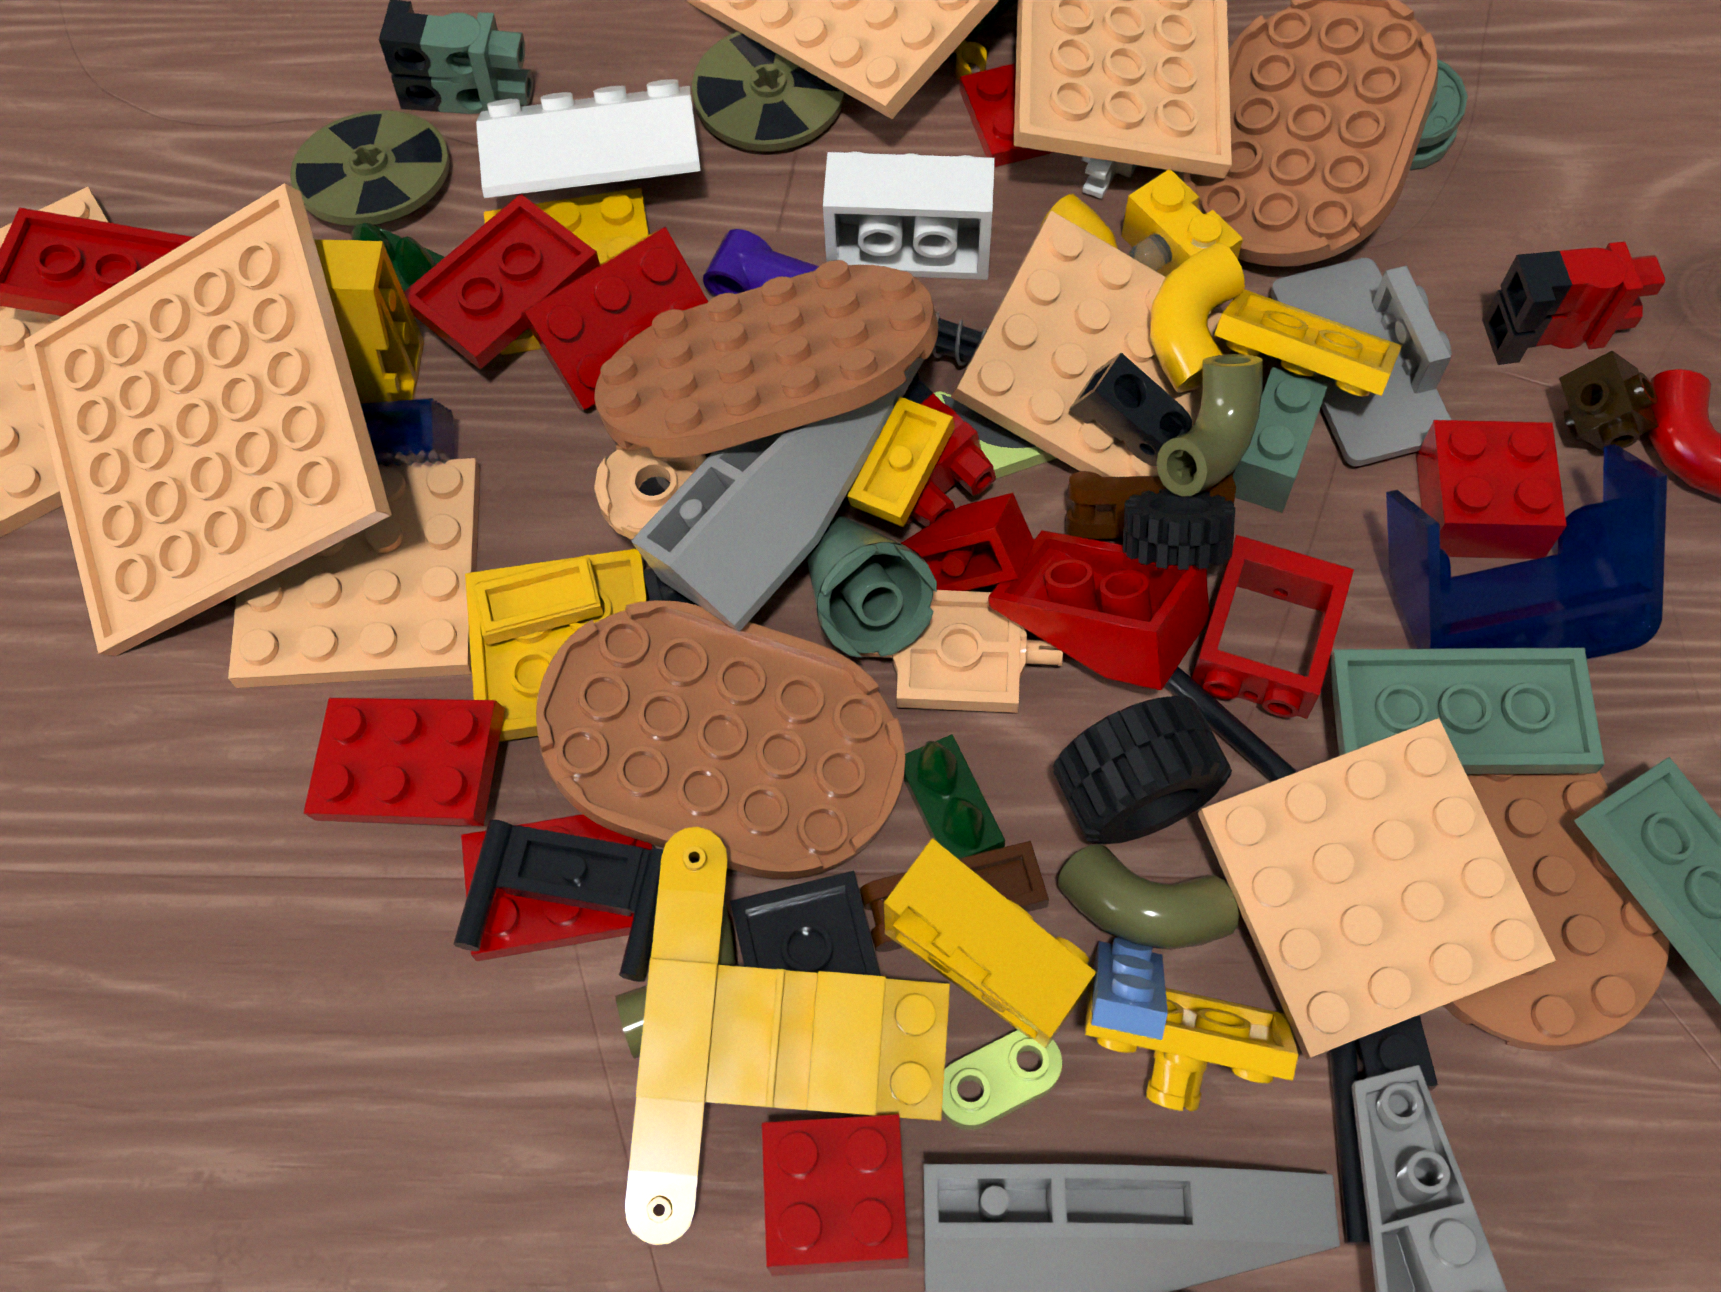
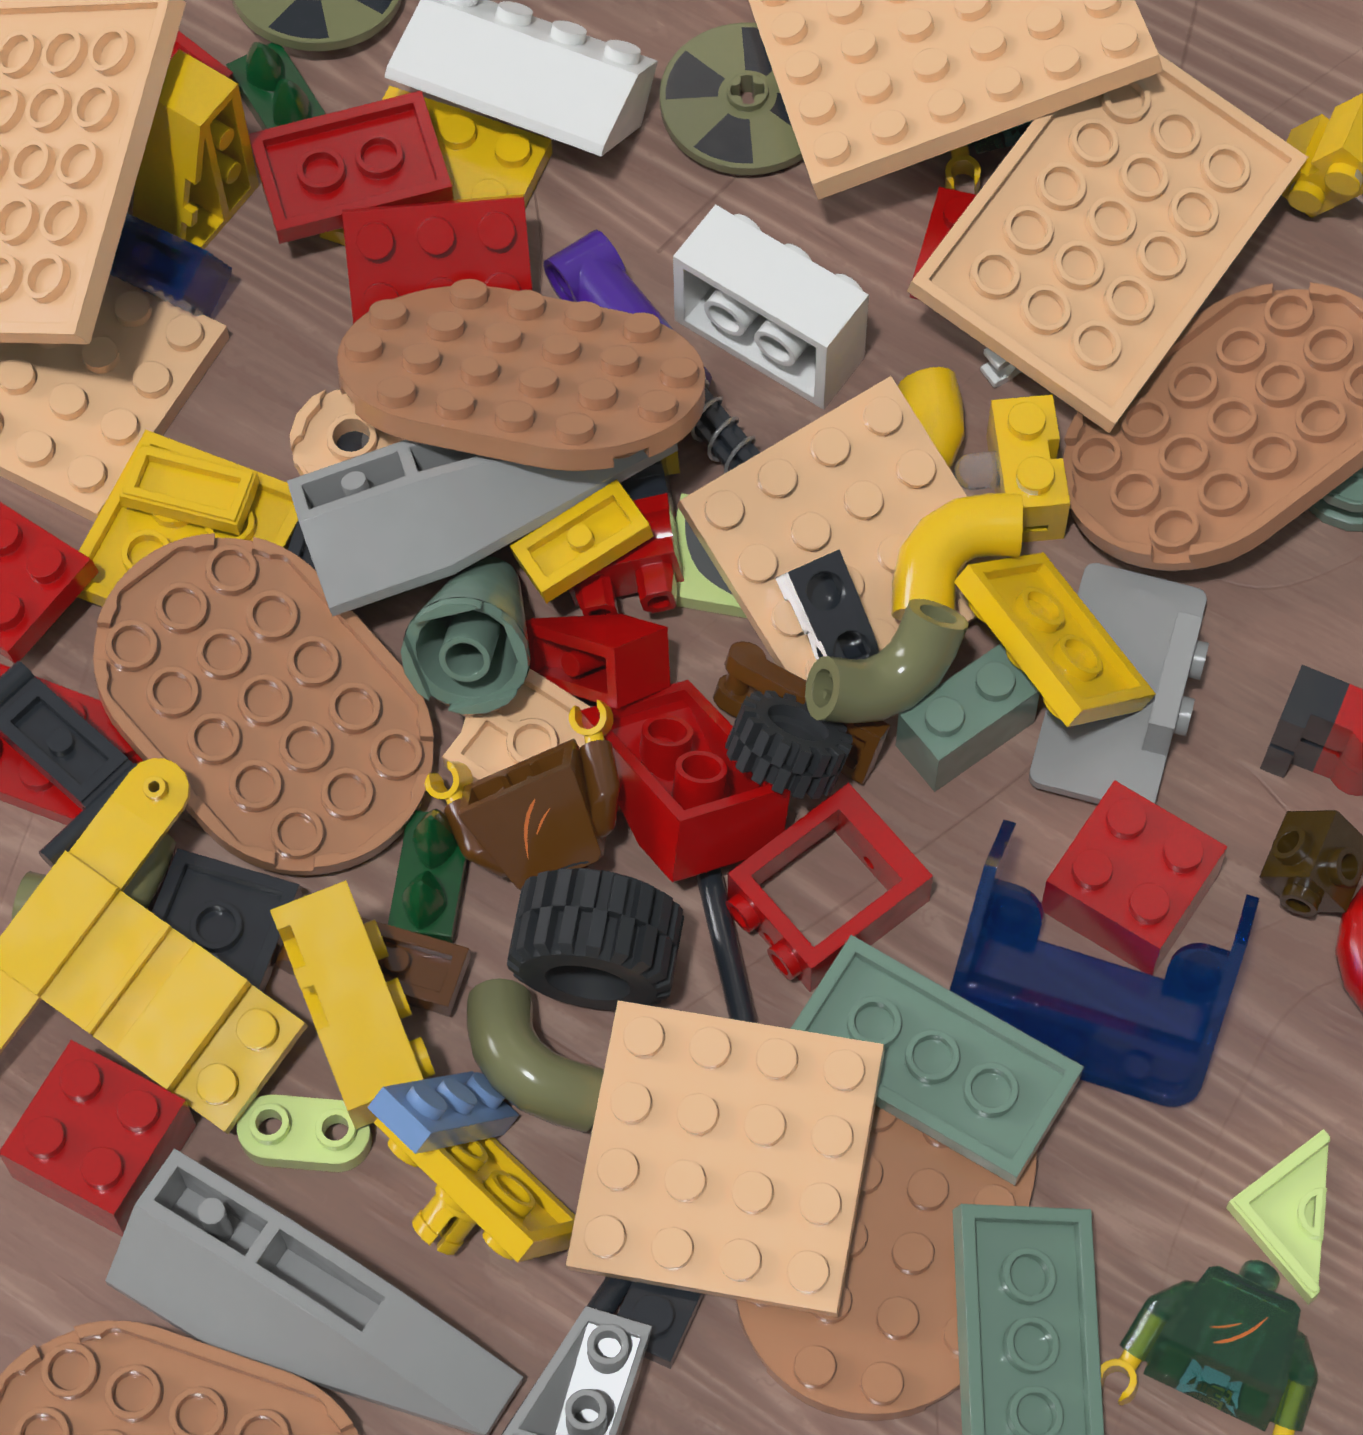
camera: 30 degrees right, 0 degrees up
(1020, 696) = (540, 810): none -> reddish brown torso

